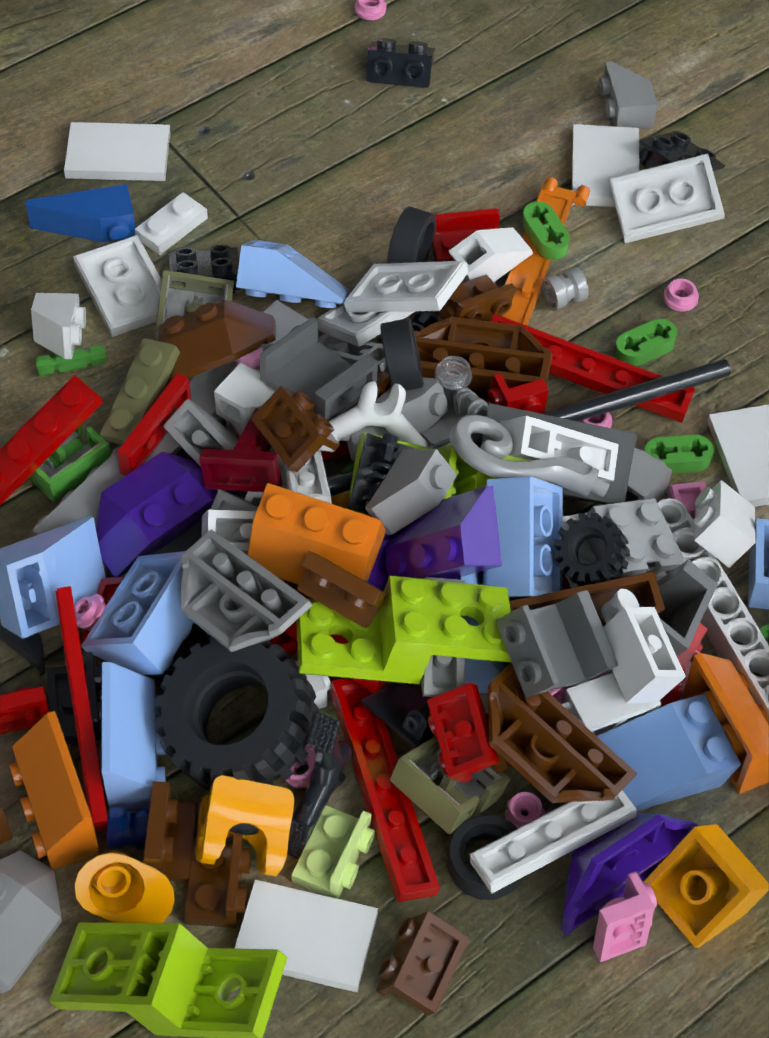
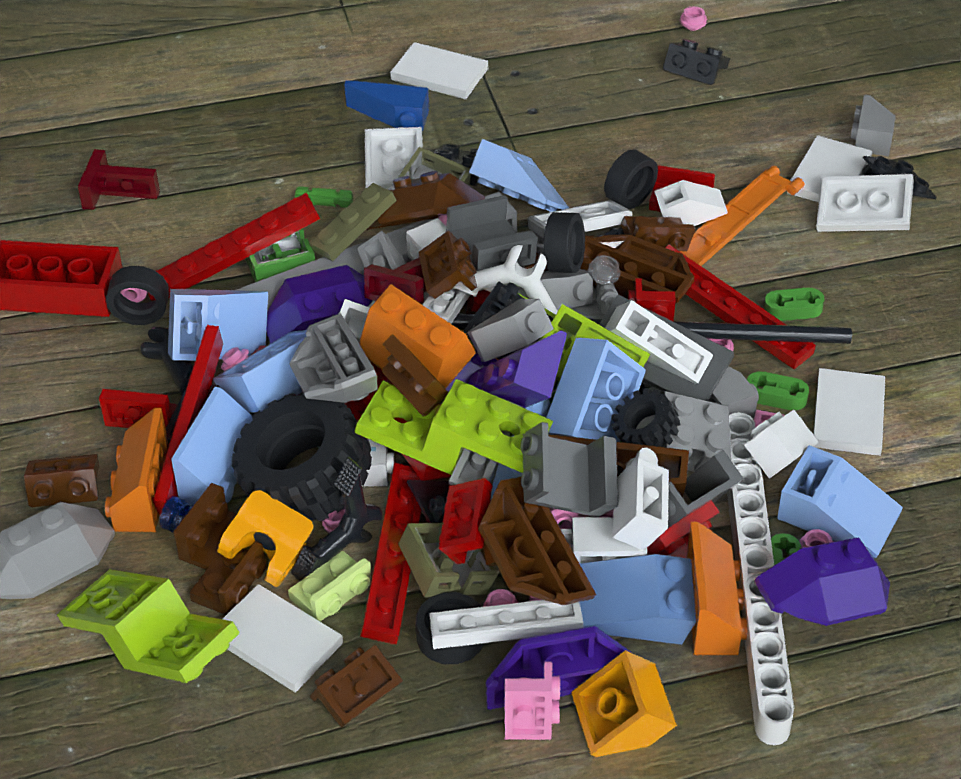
camera: 25 degrees right, 10 degrees down
(58, 322) = (326, 166): white slope -> none
(124, 889) = (151, 550): light orange piece -> none
(150, 429) = (344, 249): red tile -> none
(171, 223) = (453, 127): white plate -> none
(406, 287) = (608, 206): white tile -> none
(488, 459) = (590, 326): light grey plant -> none
(551, 228) = (743, 200): bright green beam -> none
(565, 288) = (740, 246): light grey wheel -> none
(681, 295) = (843, 277): bright pink plate -> none

